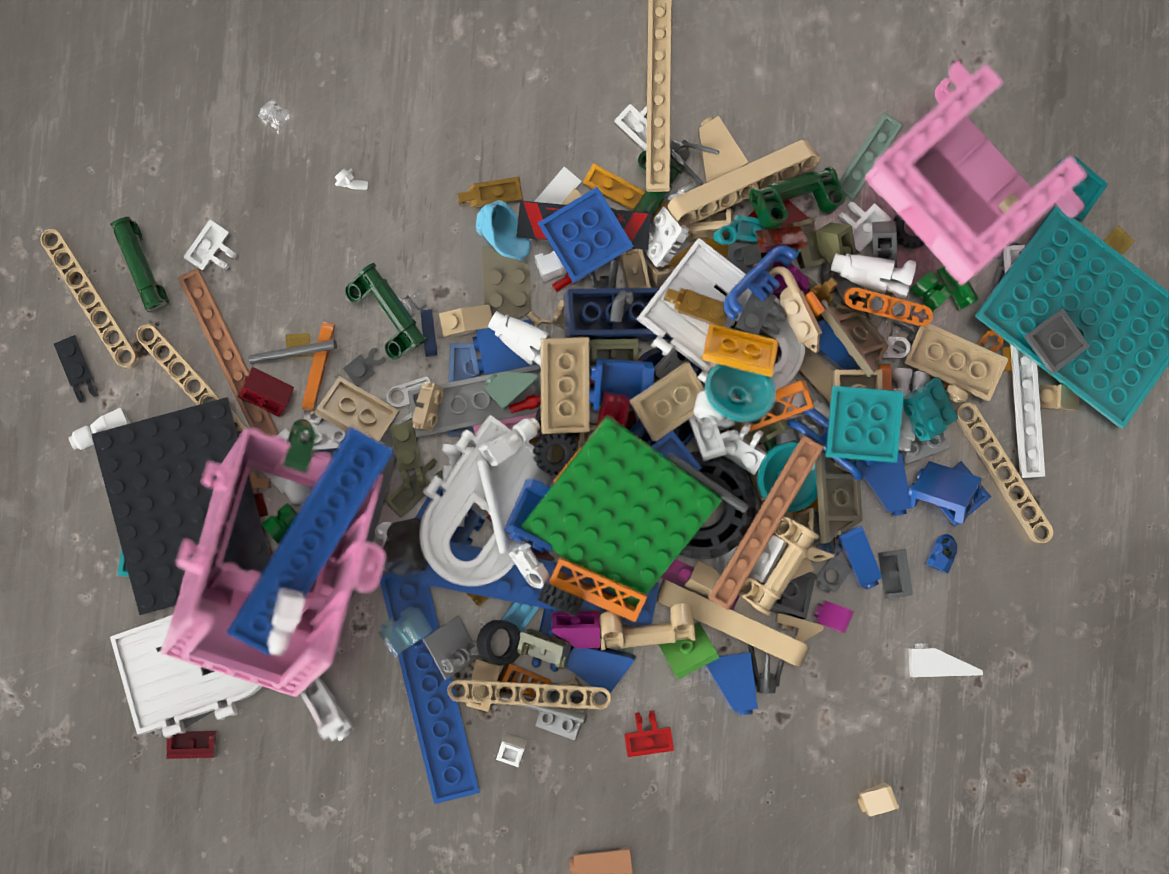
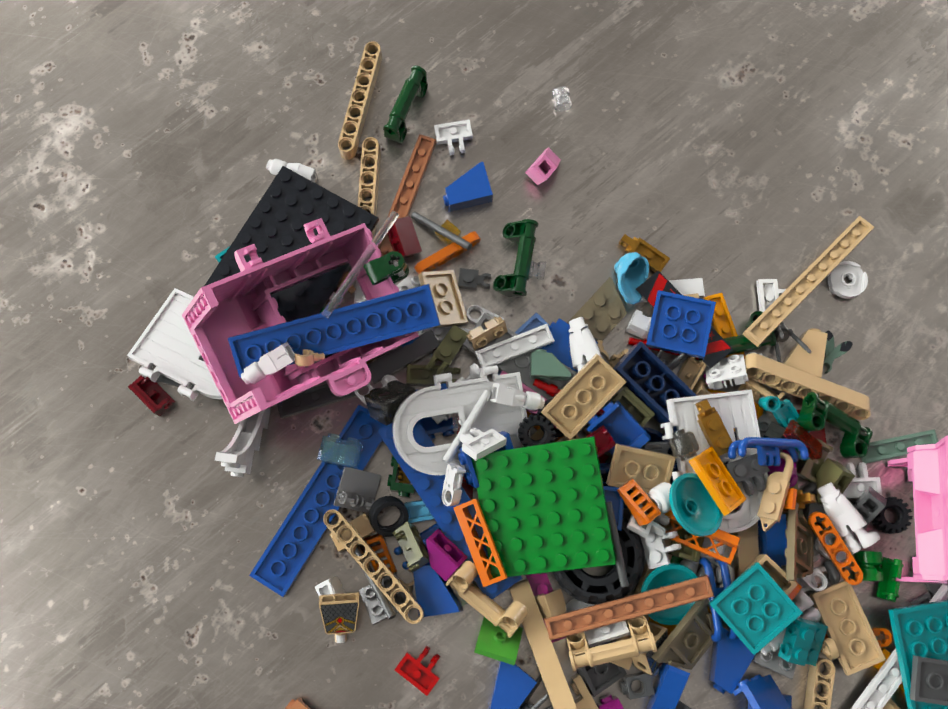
camera: 45 degrees right, 10 degrees down
(75, 366) = (315, 129): black hinge -> none
(278, 287) = (469, 190): none -> blue slope
(287, 513) = (337, 298): none -> clear bar
(312, 584) = (308, 358): none -> tan piece
(323, 198) = (543, 166): none -> bright pink slope
(345, 178) = (566, 168): white plate -> none
(429, 331) = (532, 292): dark blue piece -> none
(463, 395) = (515, 346): none -> white tile
(465, 320) = (557, 306): tan slope -> none
(490, 608) = (403, 490): none -> dark green bracket
(521, 510) = (480, 444): none -> white hinge
(540, 758) = (339, 614): none -> torso
(560, 599) = (450, 525): black tyre -> none
(618, 305) = (664, 380): dark grey arm -> none
(685, 347) = (683, 445): none -> clear smoke head
(694, 424) = (637, 512): none -> orange slope
(705, 46) = (840, 288): none -> white plate
(739, 124) = (833, 352): none -> sand green piece

